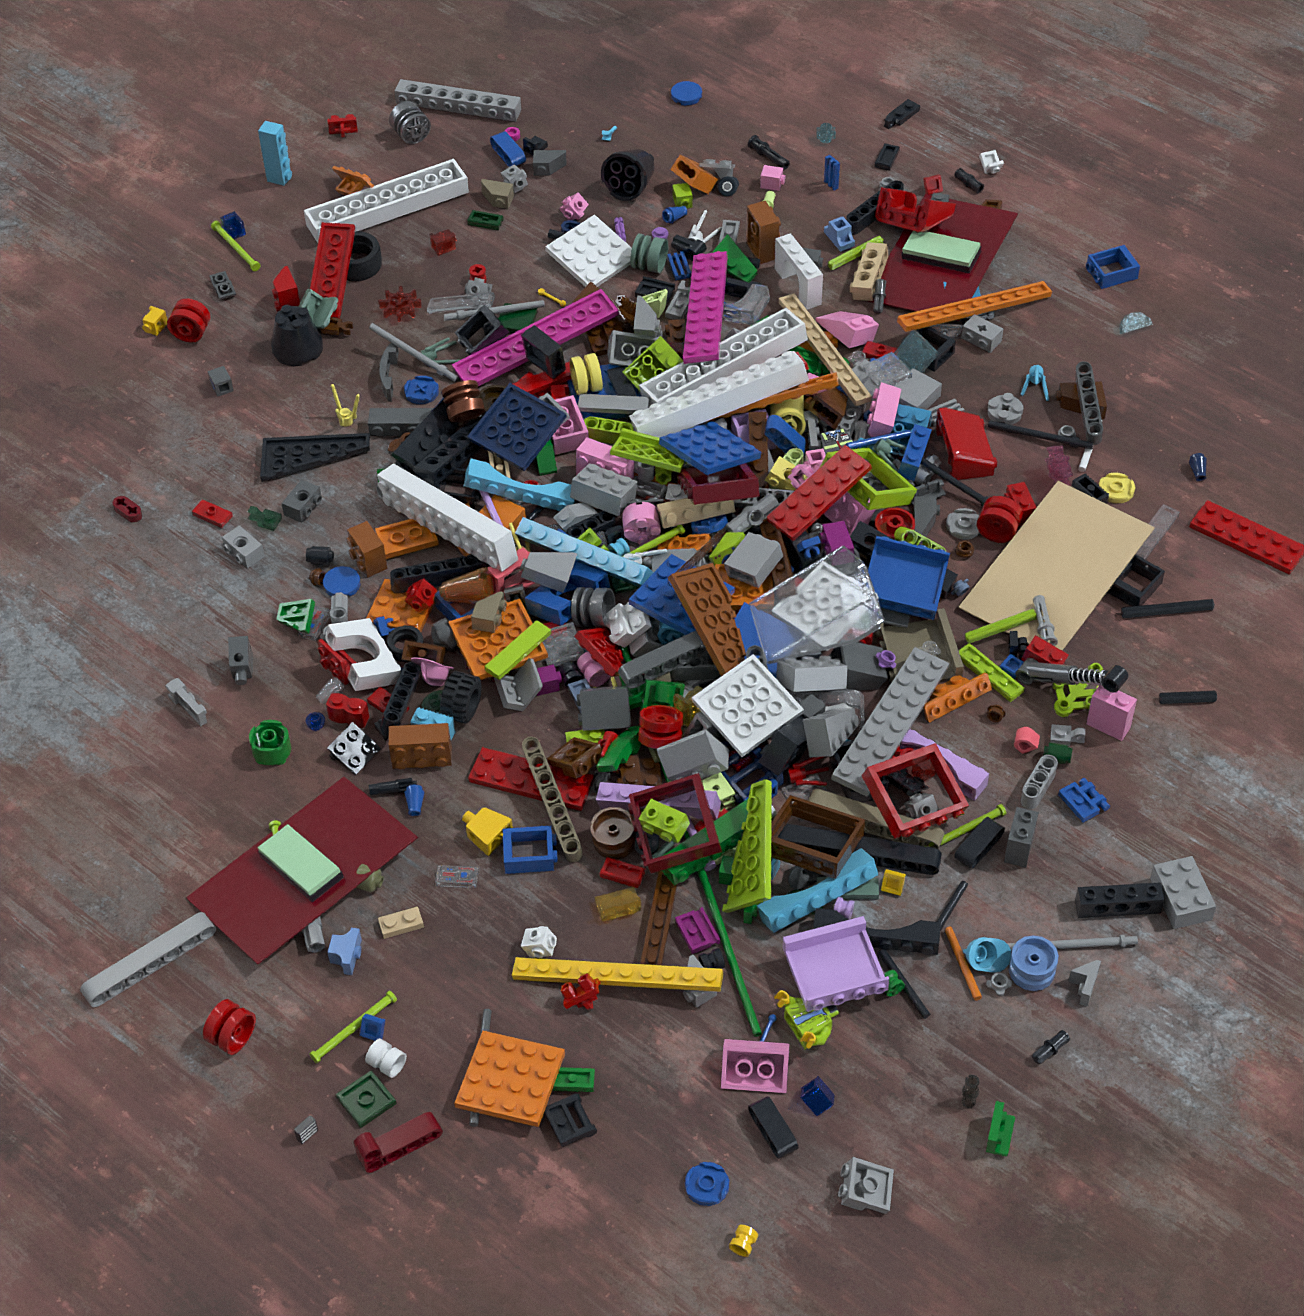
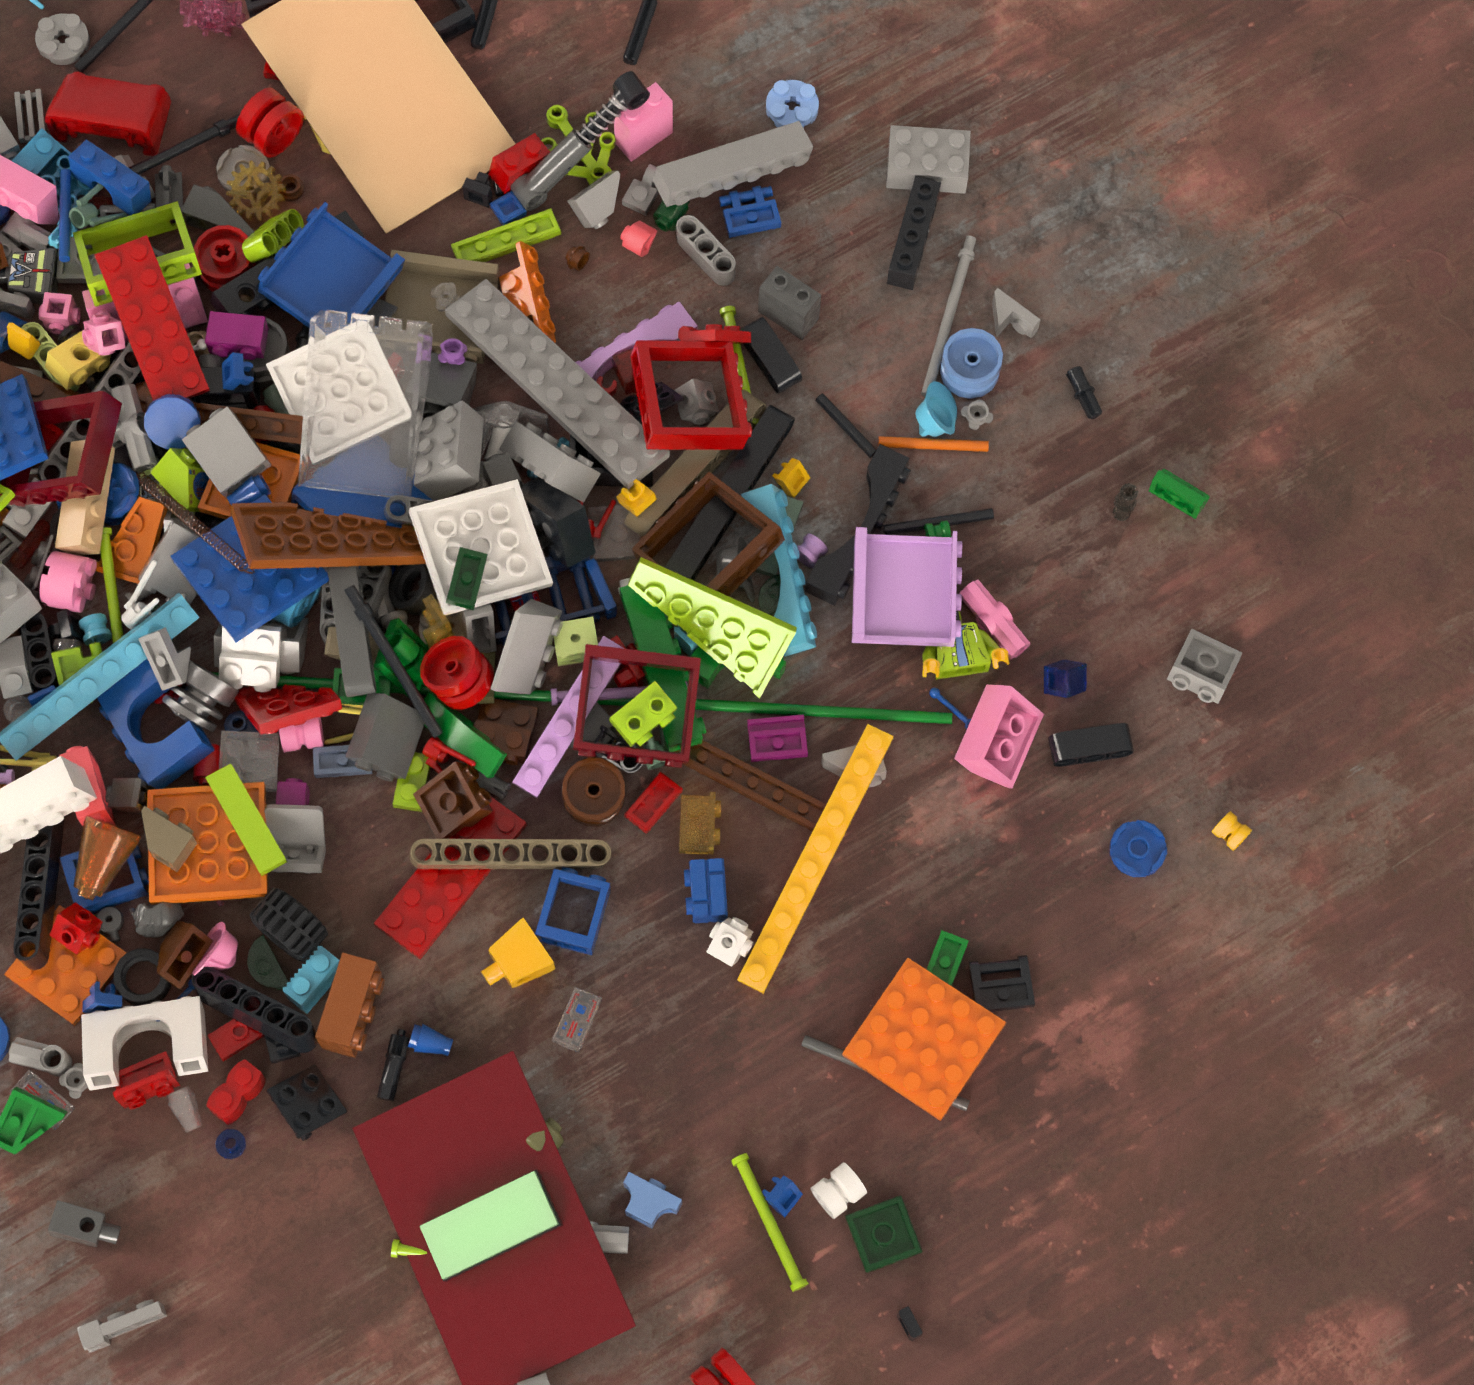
camera: 75 degrees left, 20 degrees up
(270, 743) = (247, 1202): green brick -> none
(397, 1142) = (966, 1207): dark red beam -> none
(400, 922) = (624, 1115): tan plate -> none
(434, 616) = (115, 925): none -> dark grey piece
(549, 568) = (121, 730): light grey slope -> none
(569, 673) = (289, 765): black wheel -> none
(571, 920) = (708, 890): none -> blue brick
(582, 995) = (828, 911): red hips -> none
(600, 578) = (167, 663): none -> light grey slope
(672, 655) = (364, 613): none -> black bar
(712, 960) = (831, 735): black wheel -> none
(718, 698) = (466, 578): none -> dark green plate
(736, 581) = (250, 490): none -> blue cone
(764, 524) = (169, 420): none -> tile
(787, 448) = (22, 341): none -> yellow slope
(829, 787) = (636, 498): none -> yellow tile
(843, 1037) = (994, 619): none -> bright pink piece
(949, 529) = (244, 191): none -> clear yellow gear
(960, 587) = (358, 215): sand blue plate -> none
(971, 797) = (715, 333): none -> red plate
(1000, 626) = (444, 194): lime axle -> none
(1020, 494) = (240, 84): red brick -> none
(1039, 603) = (476, 142): light grey pin -> none
(1040, 707) = (596, 201): none -> light grey slope
(1110, 773) = (732, 164): none -> light grey brick
(1185, 792) = (795, 91): none -> light blue plate

